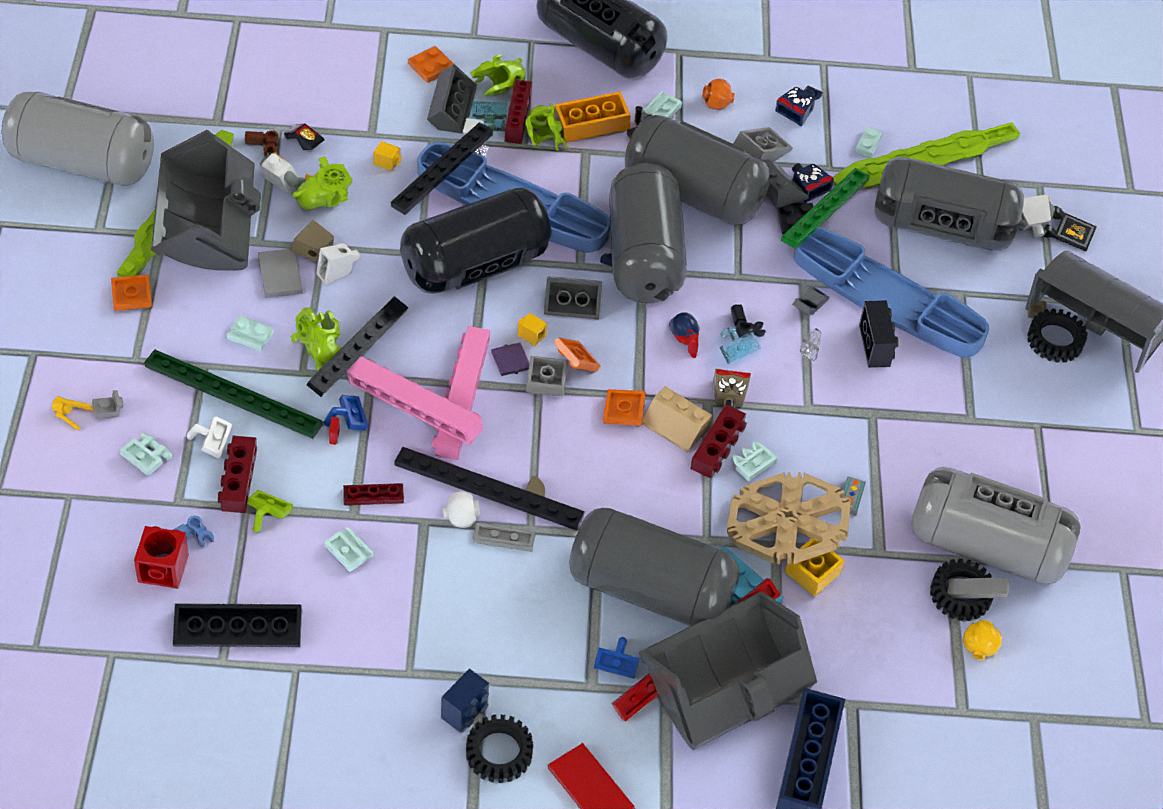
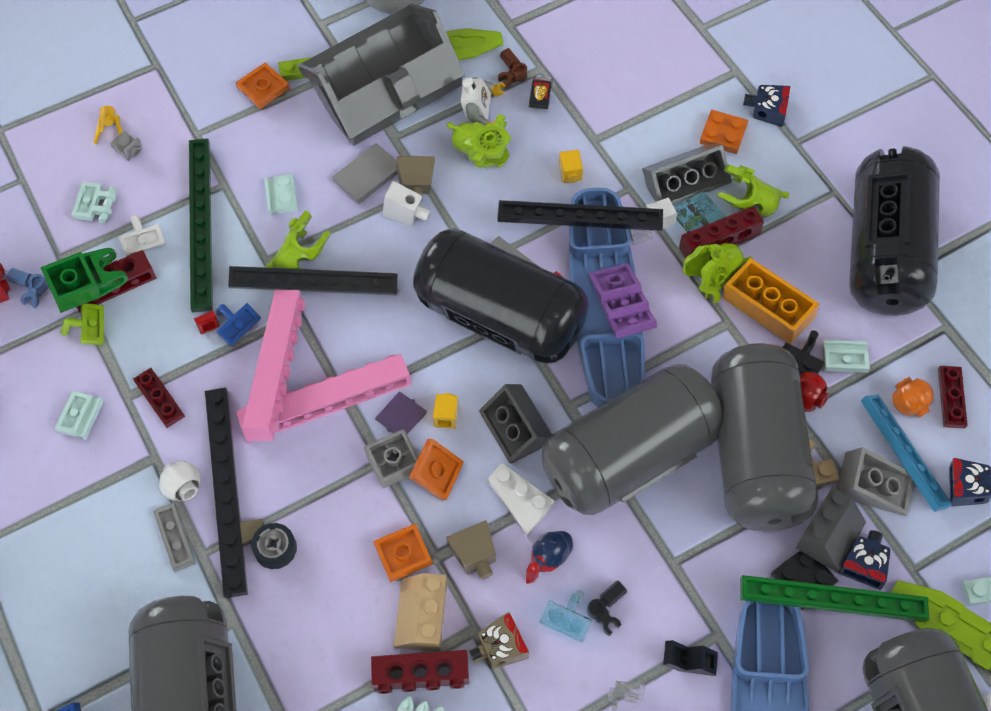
camera: 65 degrees right, 10 degrees up
(234, 481) = (82, 278): none -> green brick
(434, 27) = (769, 103): none -> dark blue torso
(545, 187) = (622, 300): none -> medium lavender slope
(560, 487) = (269, 556): none -> wheel
(630, 325) = (522, 499): none -> white wing
(652, 368) = (474, 549): none -> dark tan torso
(737, 82) = (952, 407): none -> dark red tile
(751, 121) = (906, 453): none -> dark azure tile

